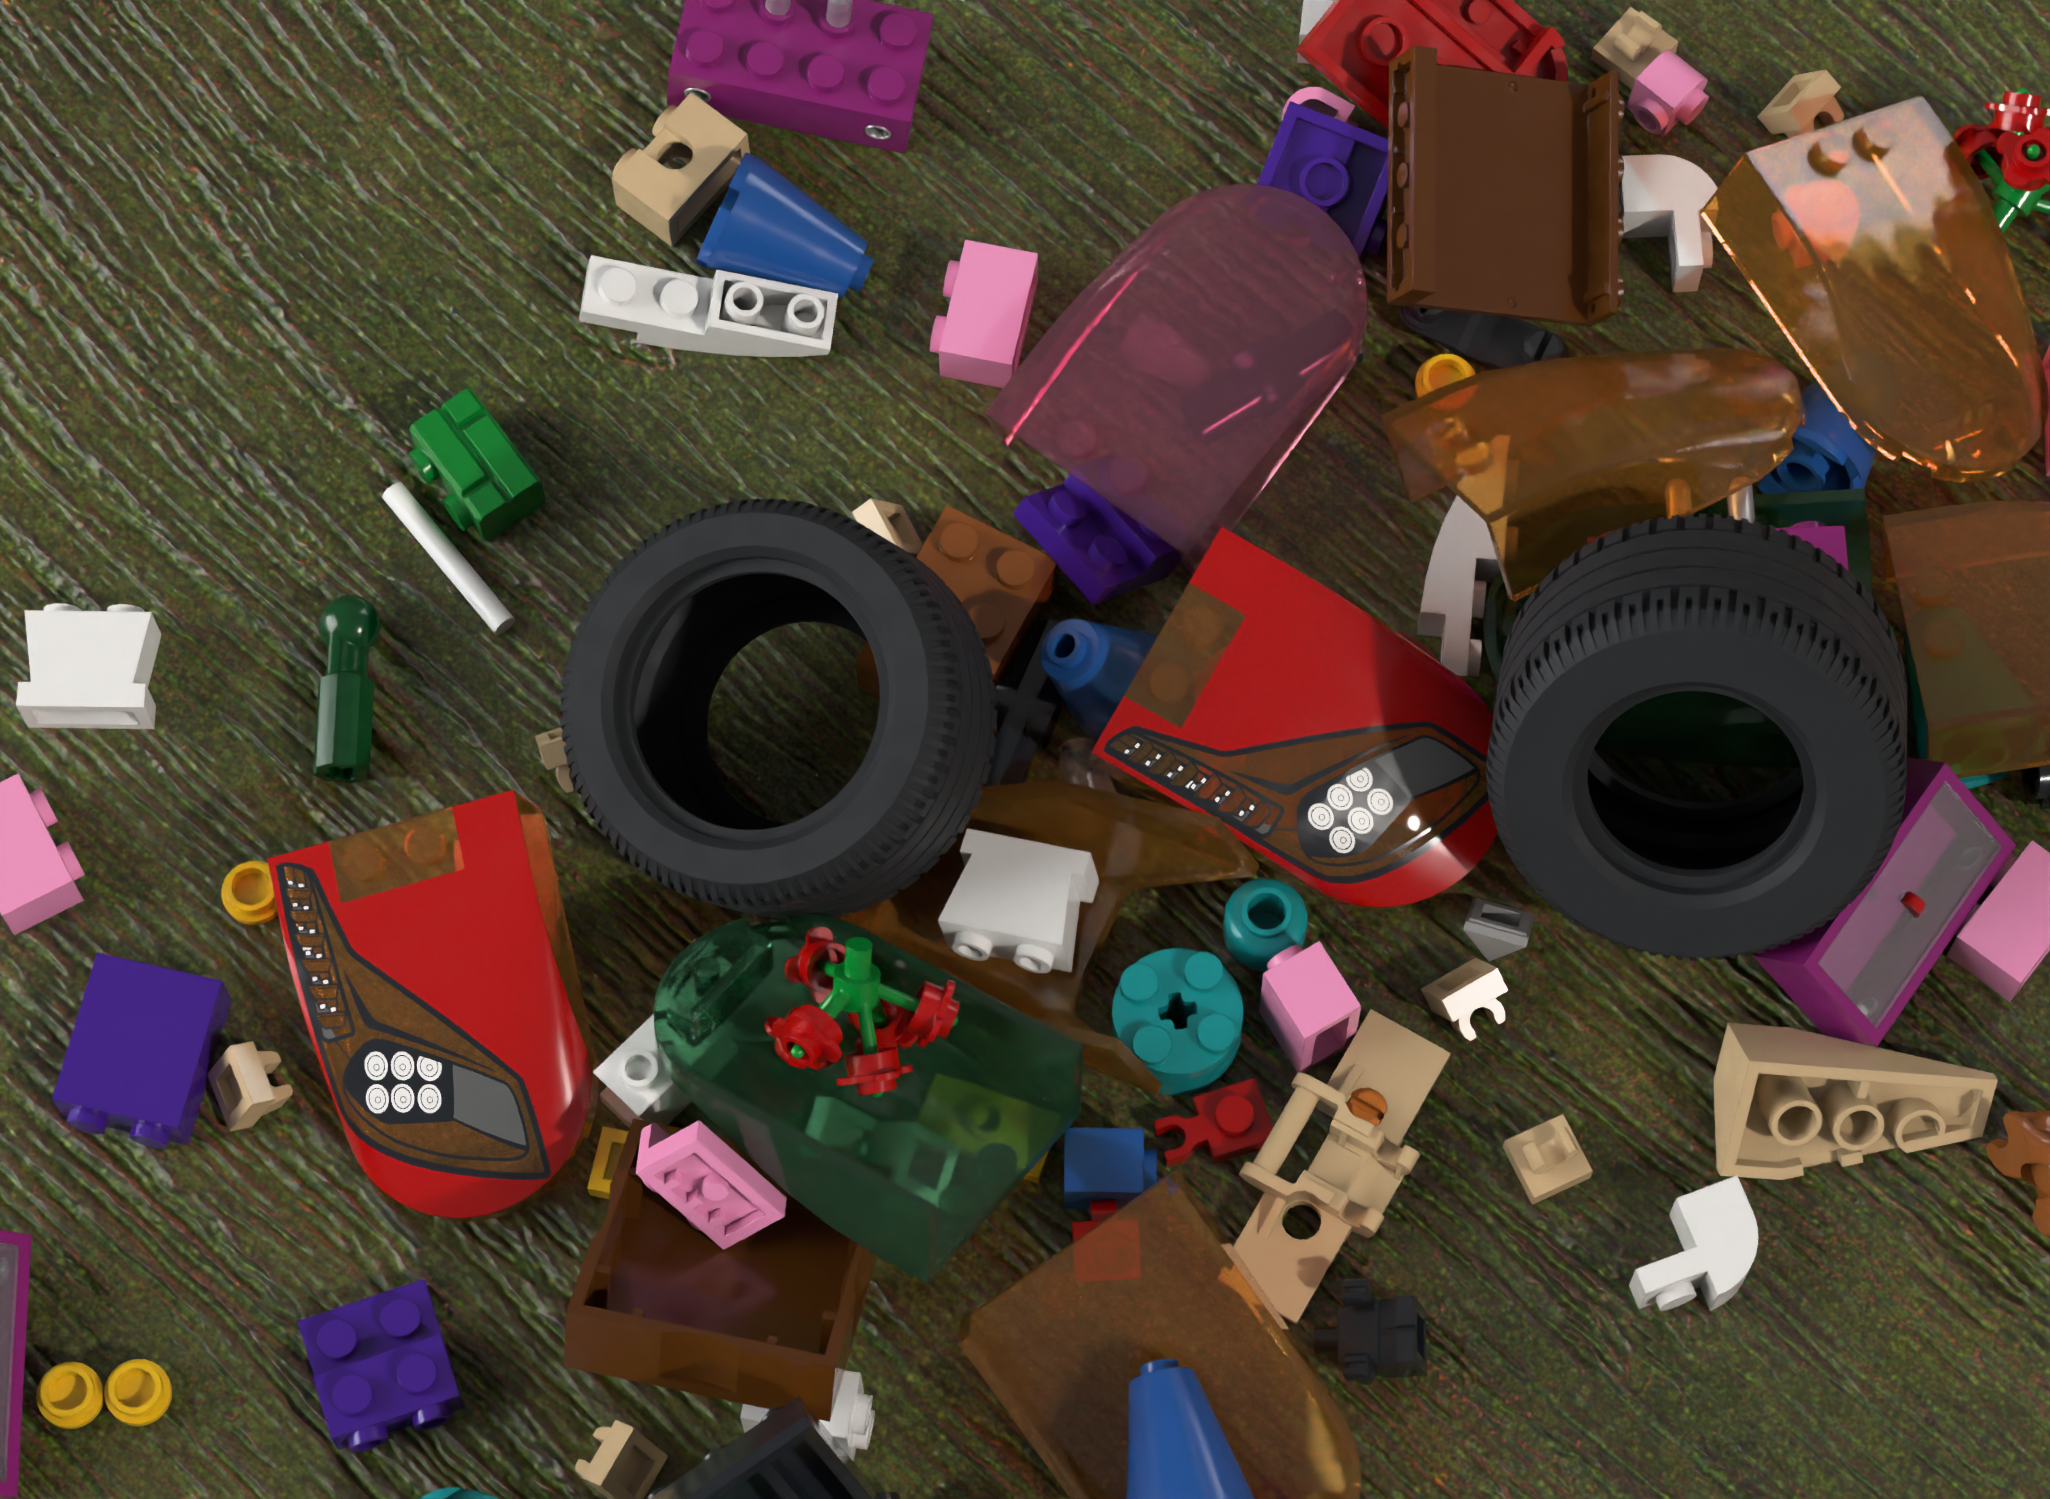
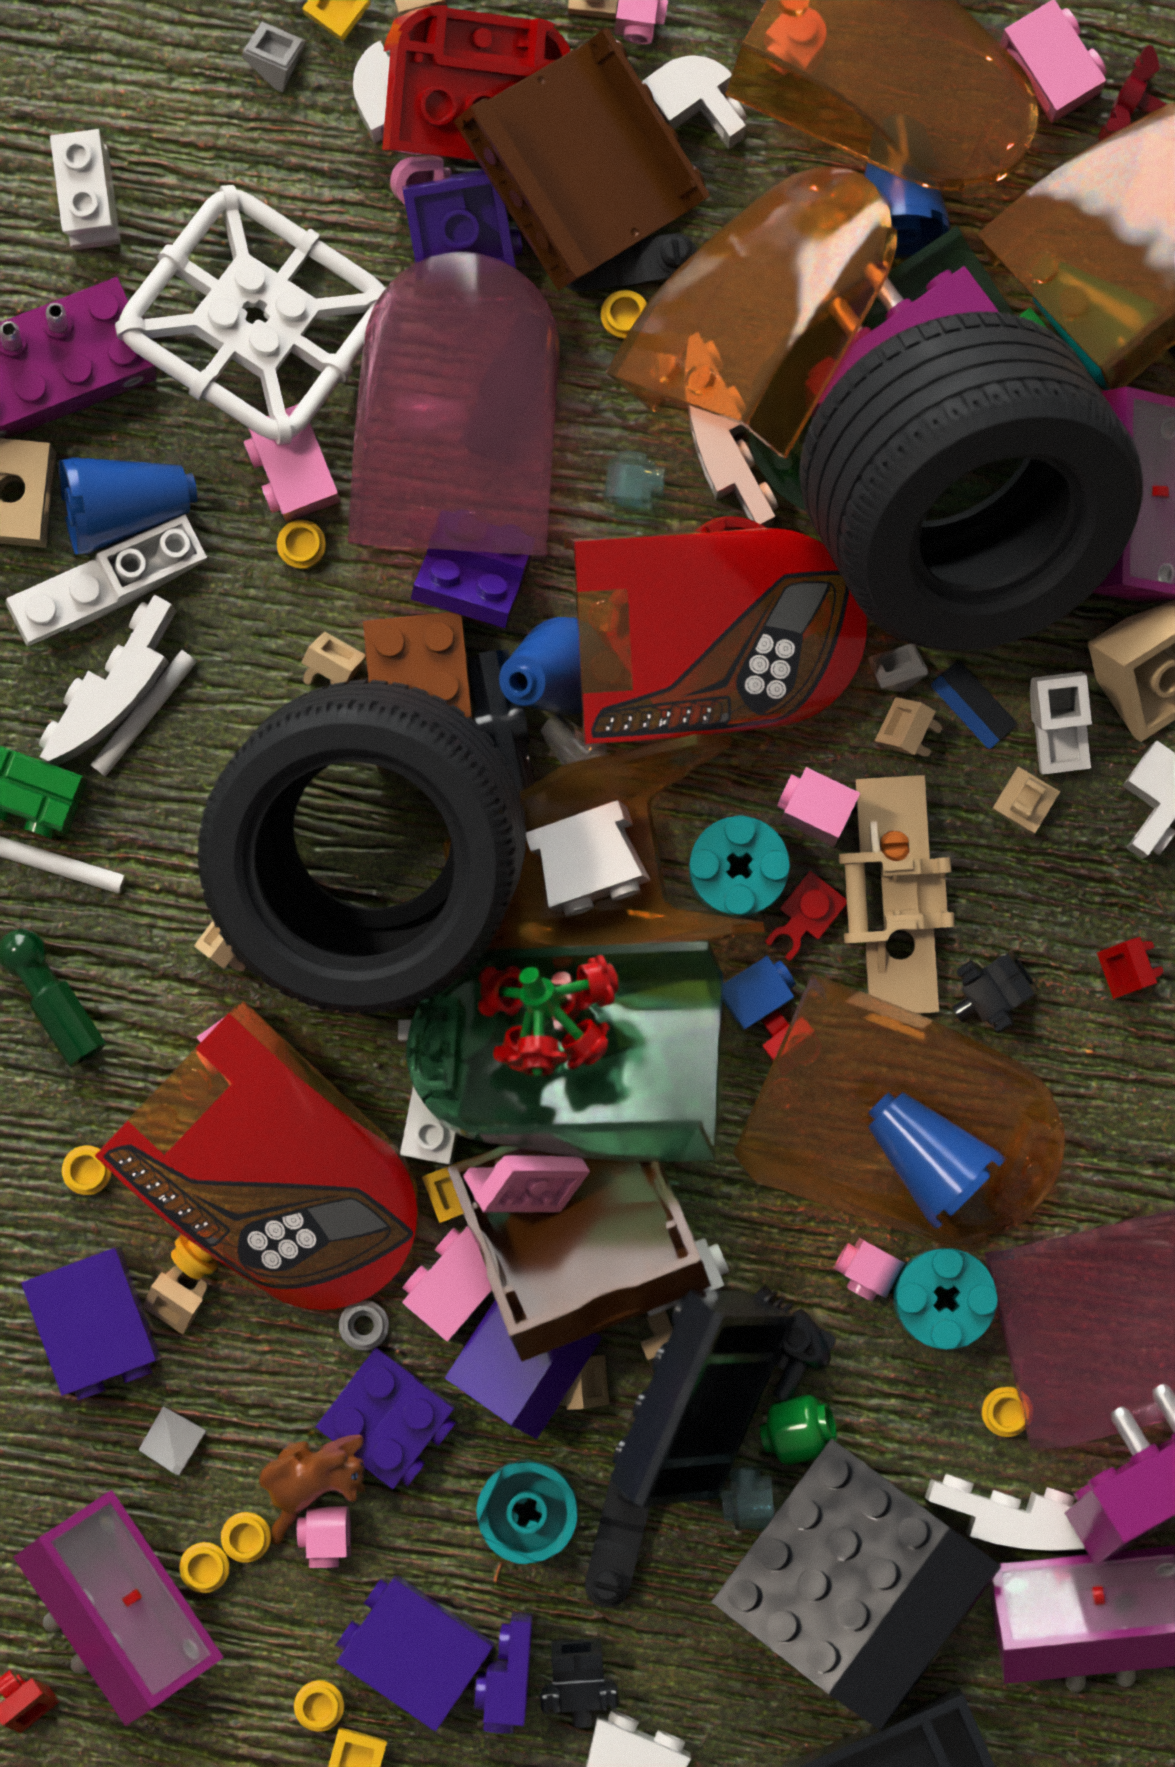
camera: 30 degrees left, 15 degrees up
(136, 1238) = (172, 1440): none -> light grey slope
(224, 1446) = (325, 1535): none -> bright pink plate
(249, 1360) = (303, 1476): none -> dark orange animal
(297, 1054) = (192, 1259): none -> yellow plate
(423, 1230) = (349, 1332): none -> light grey plate
(541, 1263) = (452, 1287): none -> bright pink brick
(562, 1412) = (514, 1390): none -> dark purple brick
(616, 431) = (103, 705): none -> white slope
(652, 468) = (143, 713): none -> white bar
(939, 402) = (301, 544): none -> yellow plate
(1018, 114) = (223, 322): none -> white plate
(1263, 921) = (753, 767): teal head -> none
(1338, 553) = (633, 480): none -> clear light blue plate
(1544, 1408) = (1128, 967): none -> red tile
(1558, 1022) = (973, 704): none -> black sticker
(1642, 1090) = (1061, 719): none -> white brick

